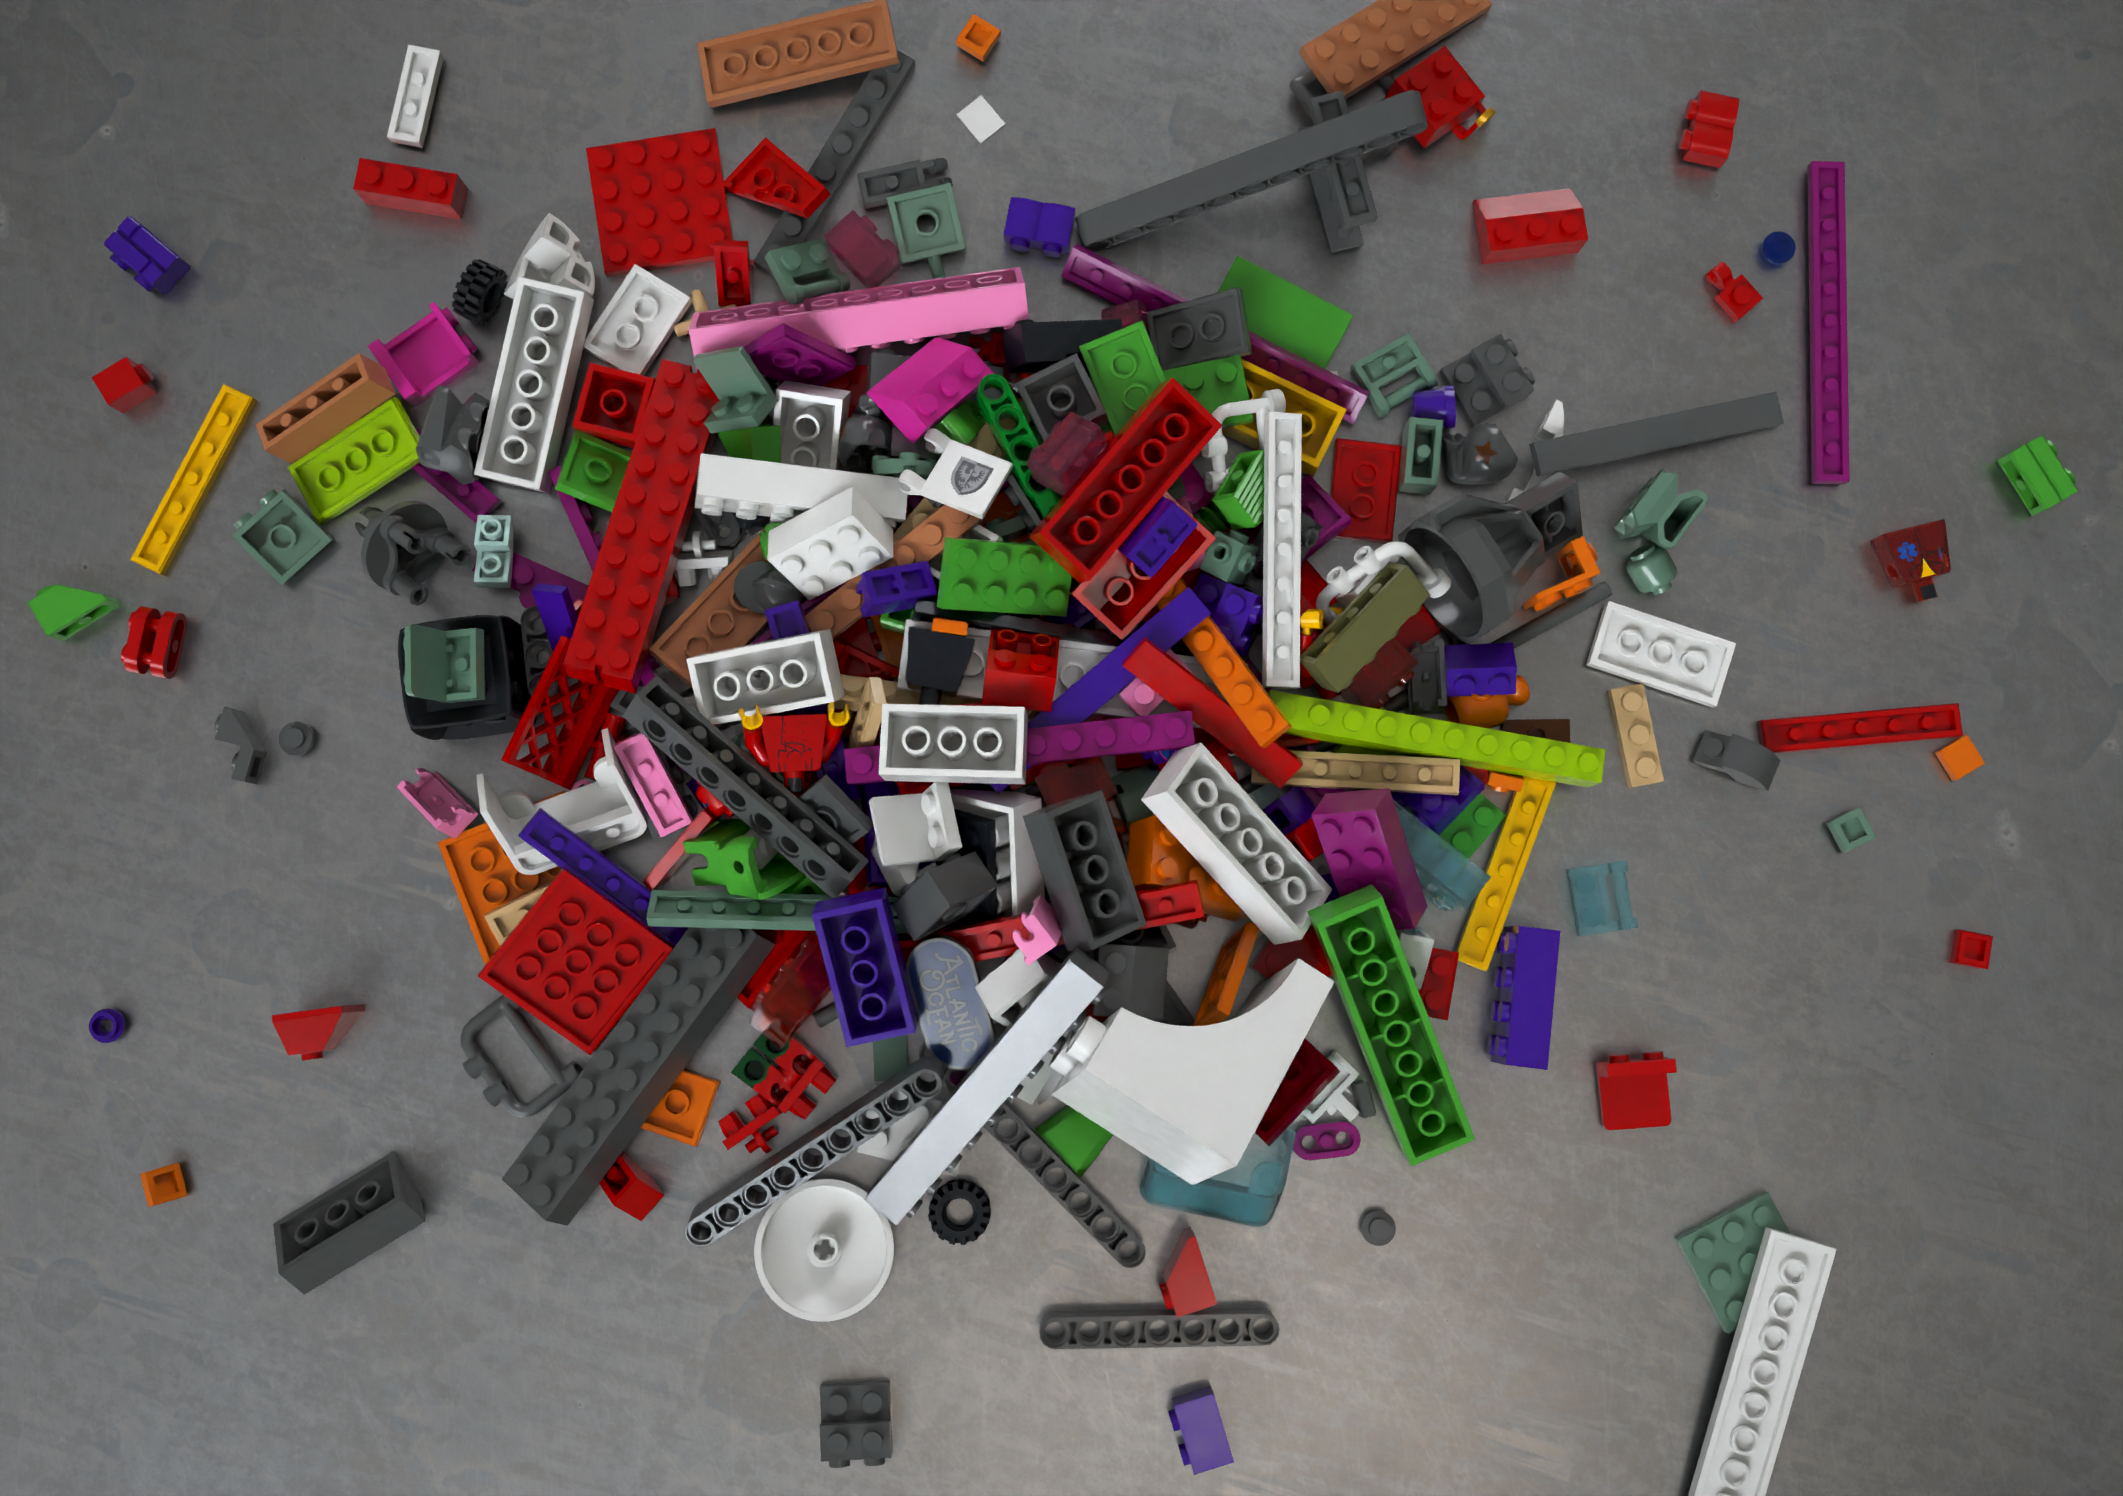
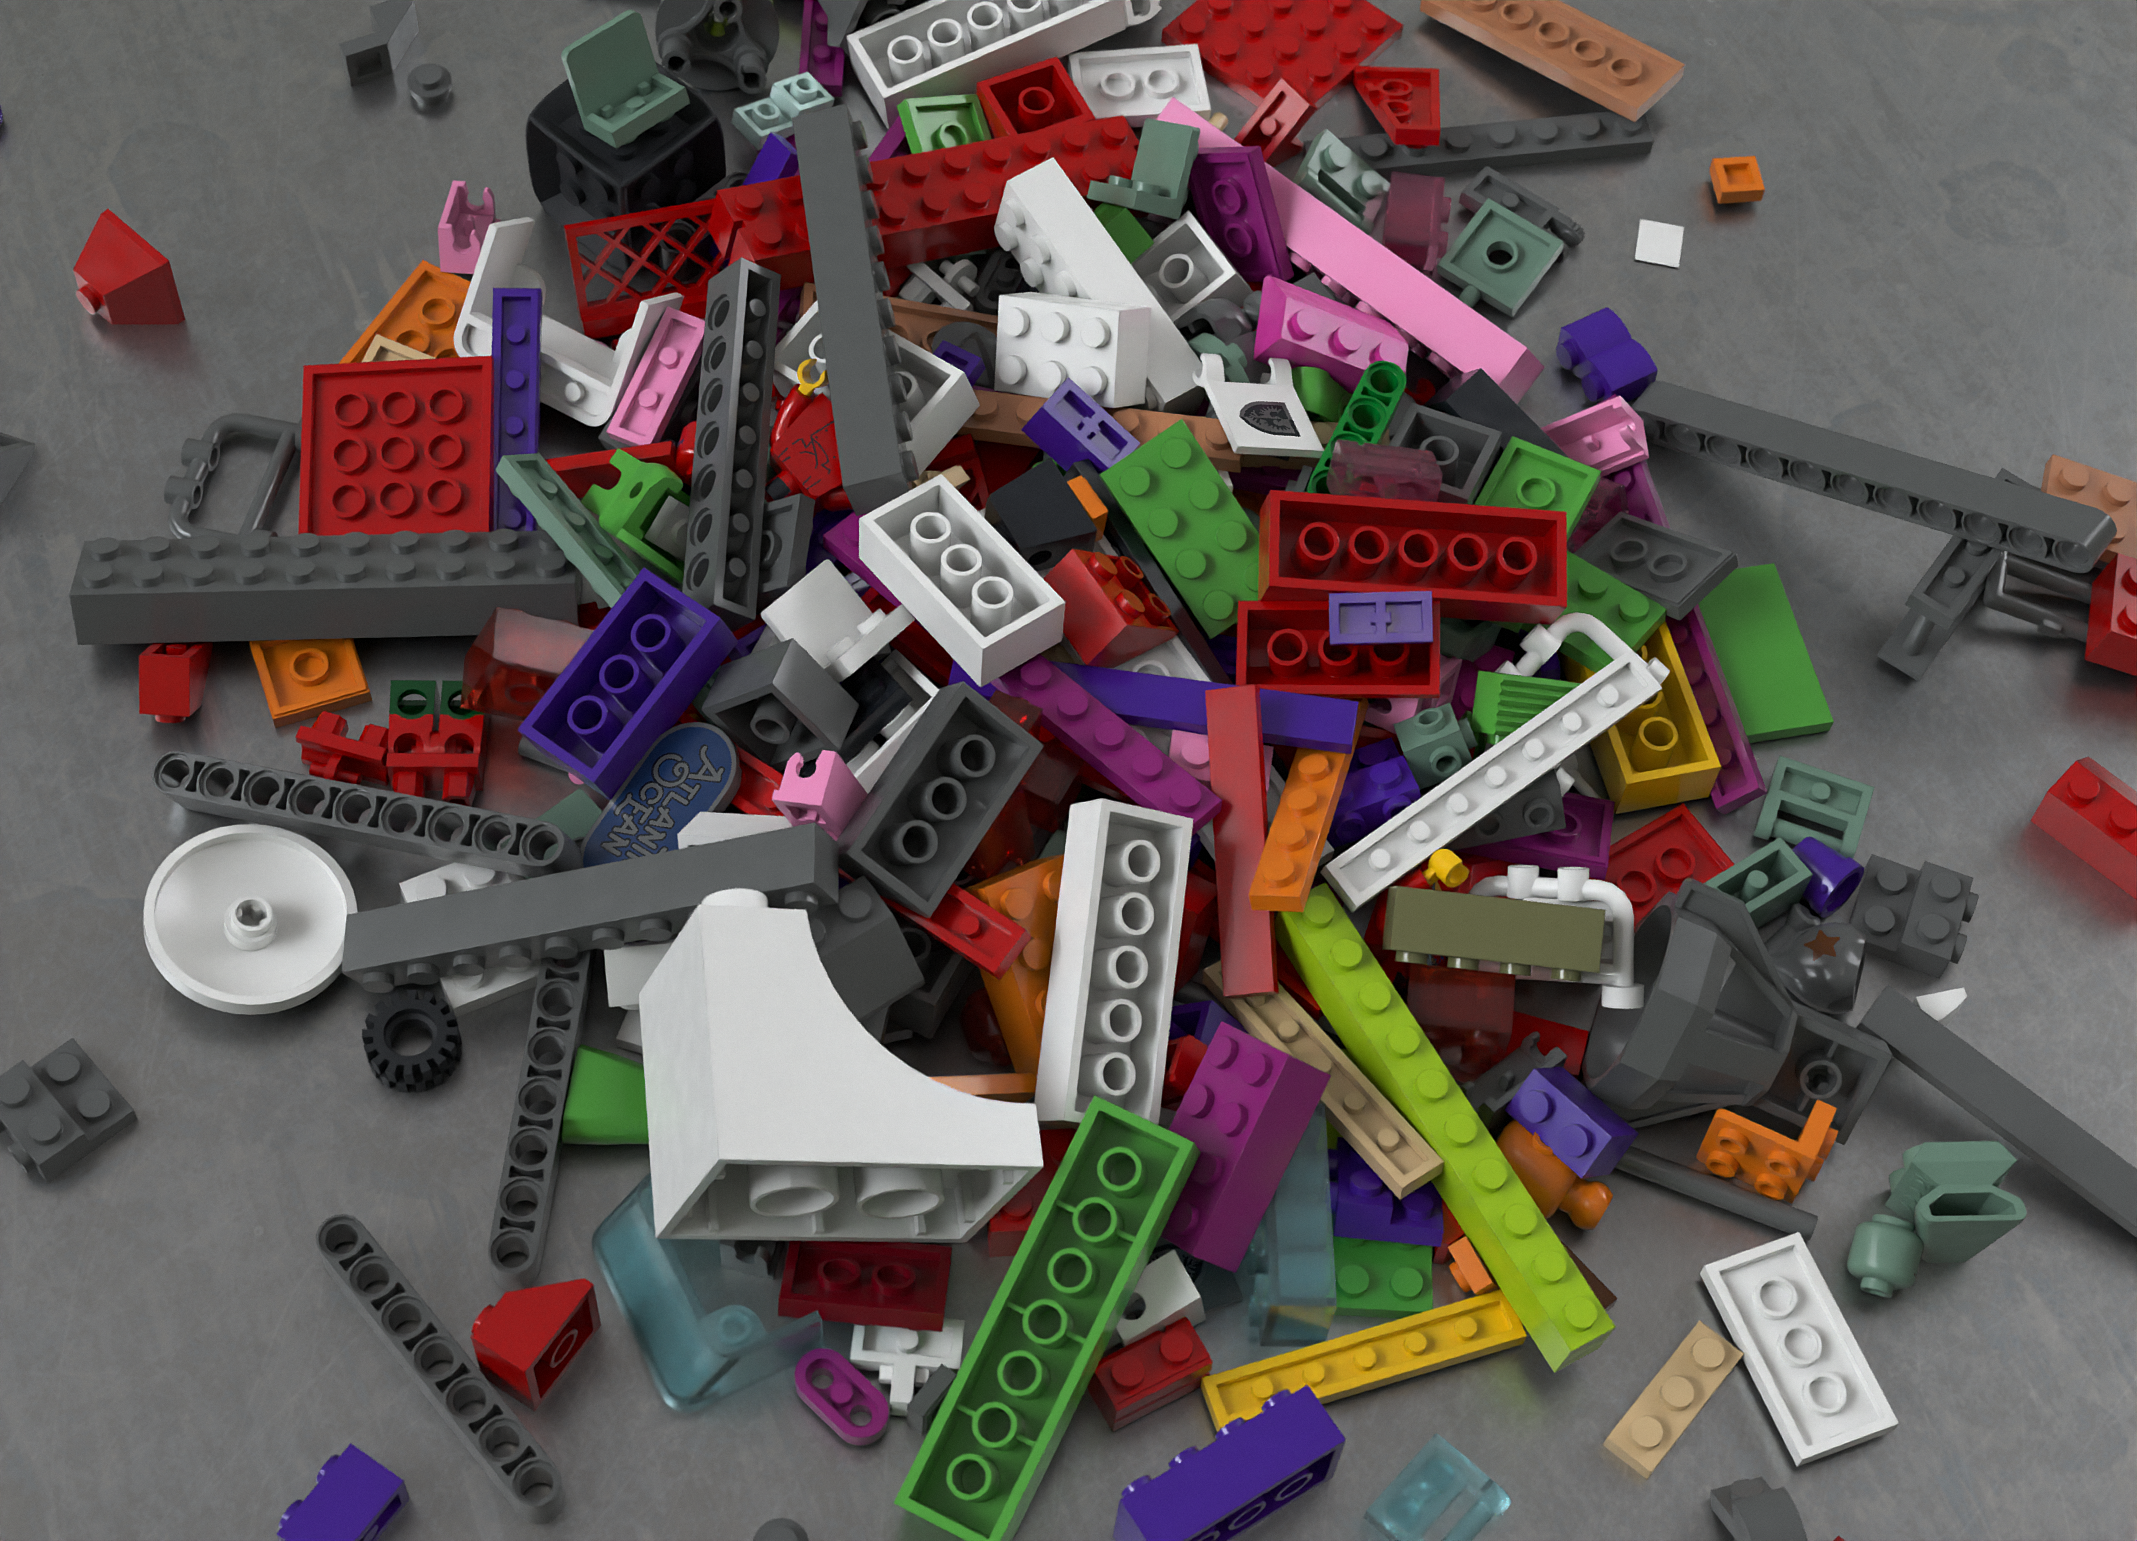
camera: 50 degrees right, 25 degrees down
(719, 657) = (853, 310): none -> dark grey brick
(1096, 287) = (1602, 436): none -> bright pink hinge

